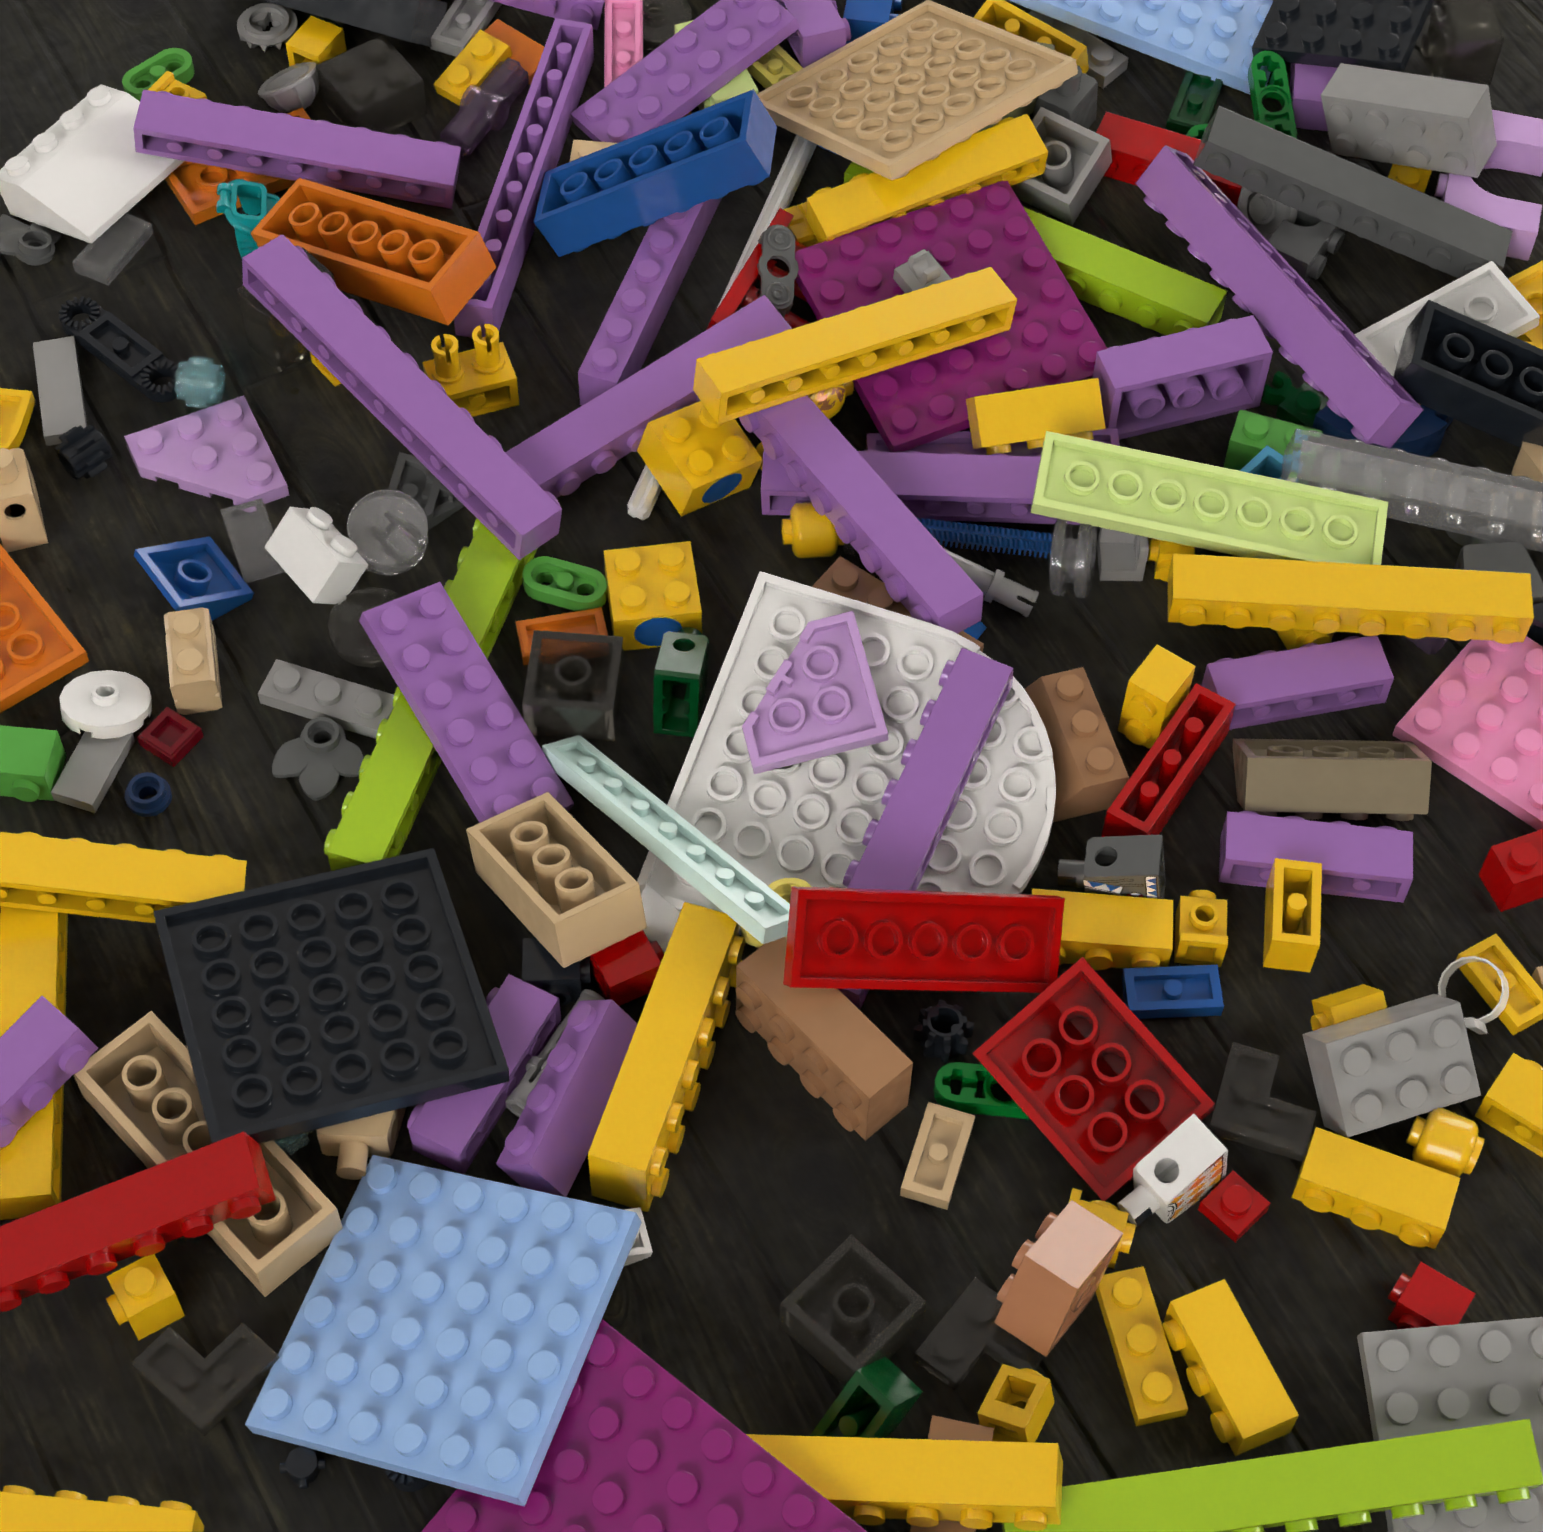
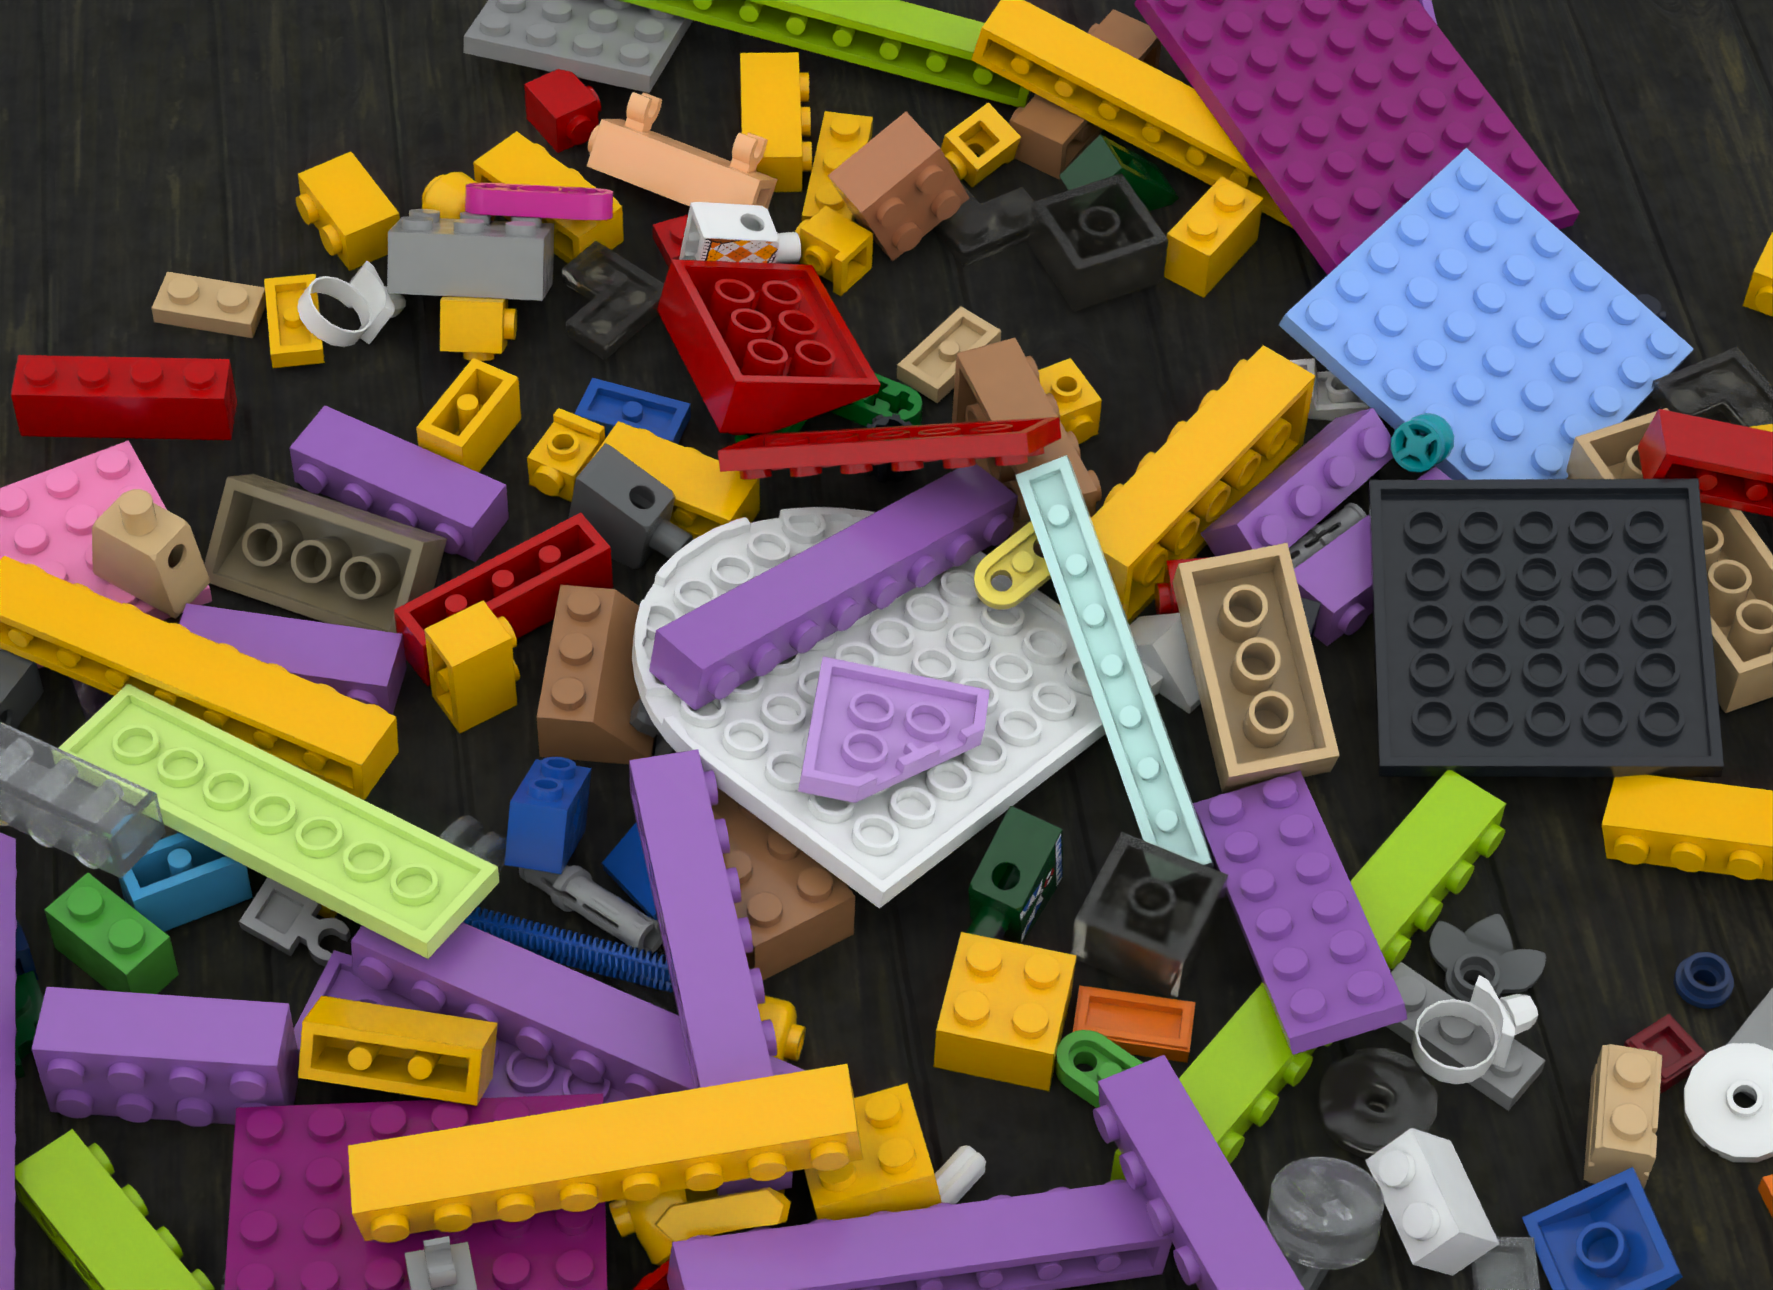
camera: 160 degrees left, 5 degrees down
(287, 681) = (1498, 1017): none -> white piece
(475, 1159) = (1412, 449): none -> teal wheel
(749, 1371) = (1213, 236): none -> yellow brick
(814, 1129) = (1075, 398): none -> yellow brick
(1033, 605) = (548, 815): none -> blue brick
(1276, 1257) = (674, 168): none -> light nougat brick
(1387, 1131) = (539, 201): none -> dark pink beam
(1445, 687) = (148, 553): none -> tan torso

